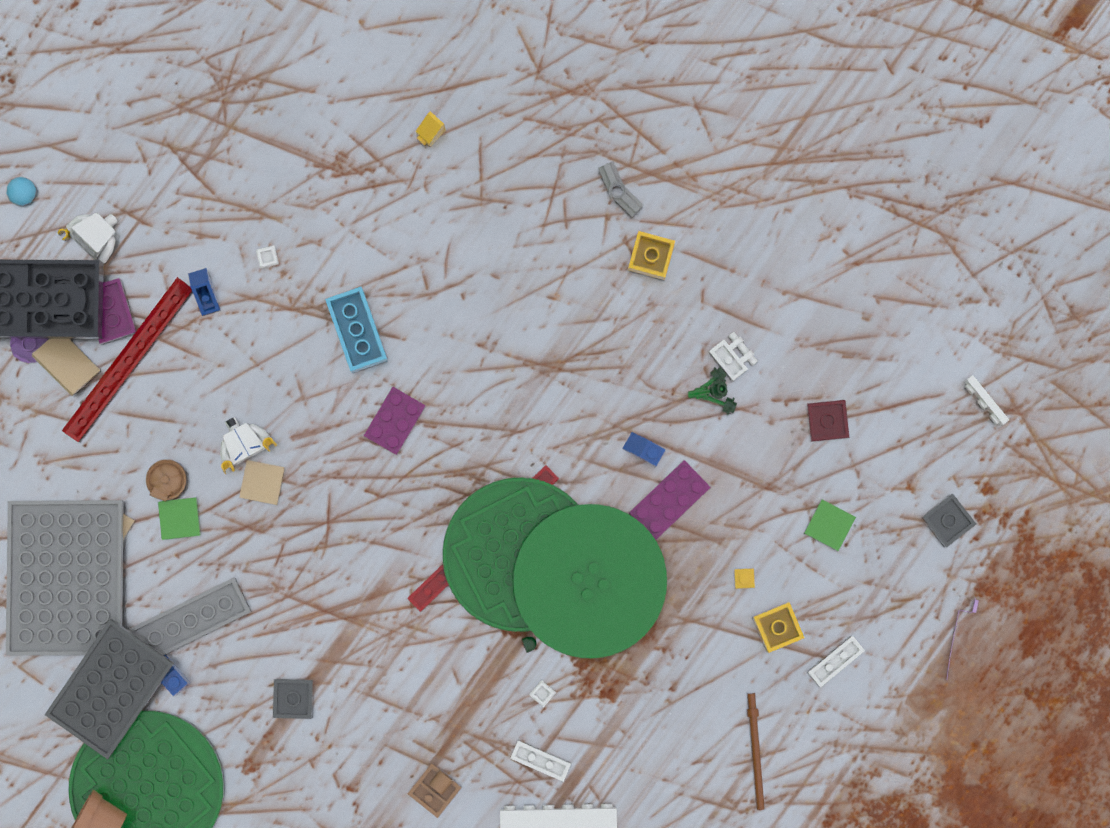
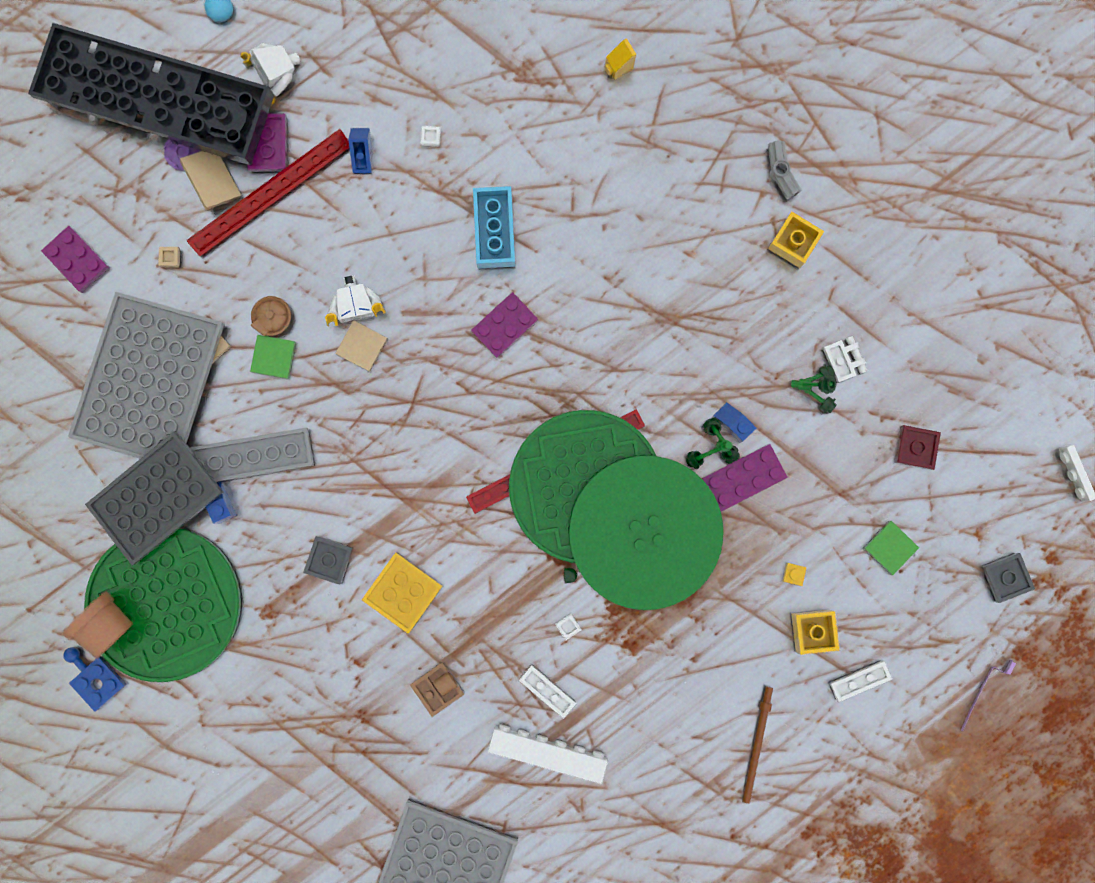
camera: 15 degrees right, 0 degrees up
(48, 451) = (169, 257): none -> tan plate
(373, 708) = (402, 592): none -> yellow plate
(647, 480) = (728, 451): none -> dark green plant

